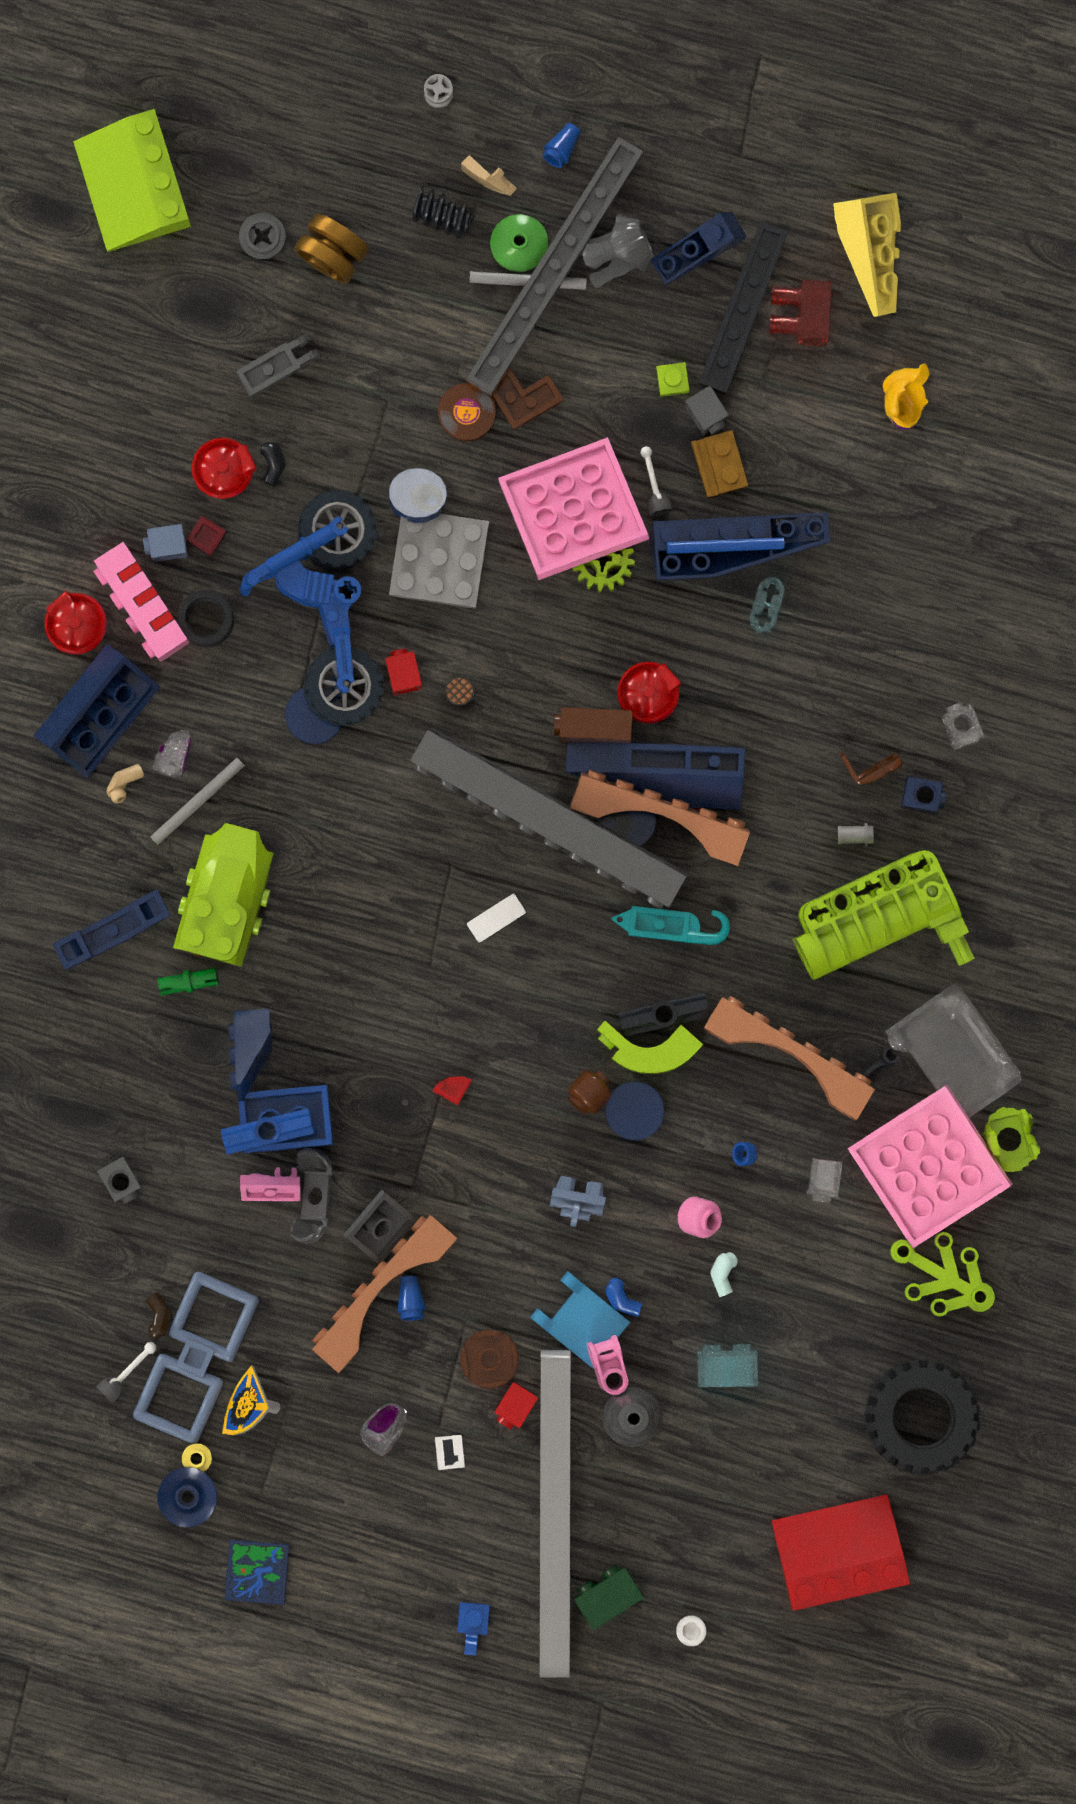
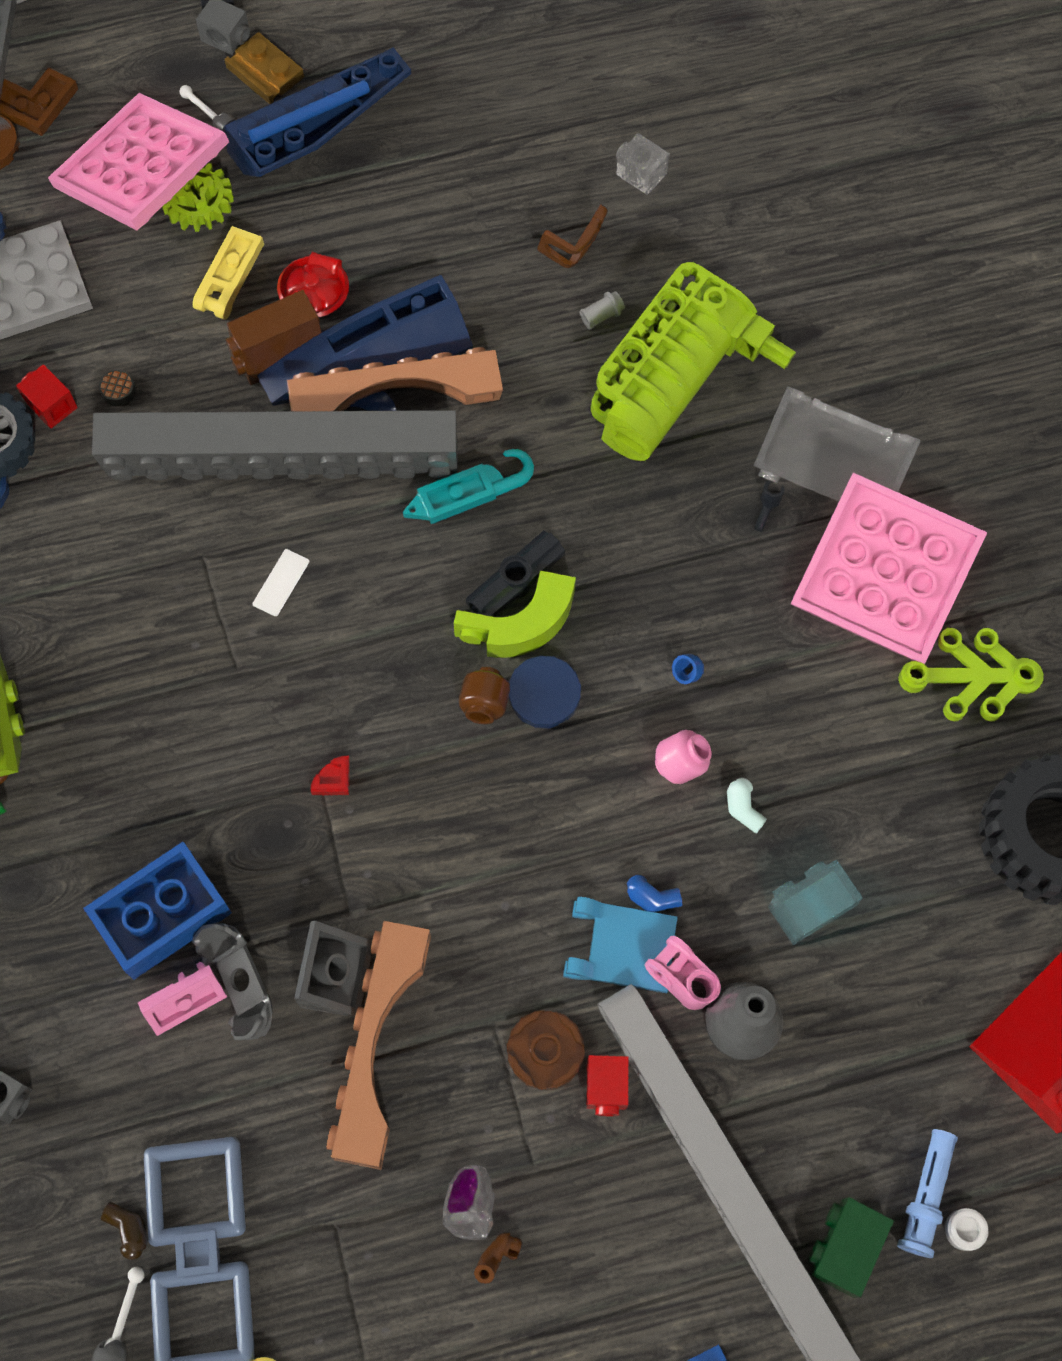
camera: 30 degrees left, 15 degrees down
(247, 1135) = (117, 944): blue piece -> none
(247, 1405) = (290, 1273): shield -> none
(252, 1047) = (75, 853): dark blue slope -> none
(378, 1469) = (491, 1258): none -> reddish brown arm
(410, 1299) = (416, 1034): blue cone -> none
(449, 1452) = (563, 1187): white sticker -> none
(577, 1204) = (540, 818): sand blue hips -> none
(592, 640) = (228, 272): none -> light yellow plate
(669, 1605) = (925, 1212): none -> light blue pin
(672, 379) = (175, 21): lime plate -> none
(759, 603) = (389, 158): clear light blue beam -> none
(824, 1180) = (787, 646): clear brick -> none
(842, 1090) = (747, 549): nougat arch -> none
(910, 800) = (641, 253): dark blue brick -> none
(1022, 1122) = (937, 486): lime piece -> none

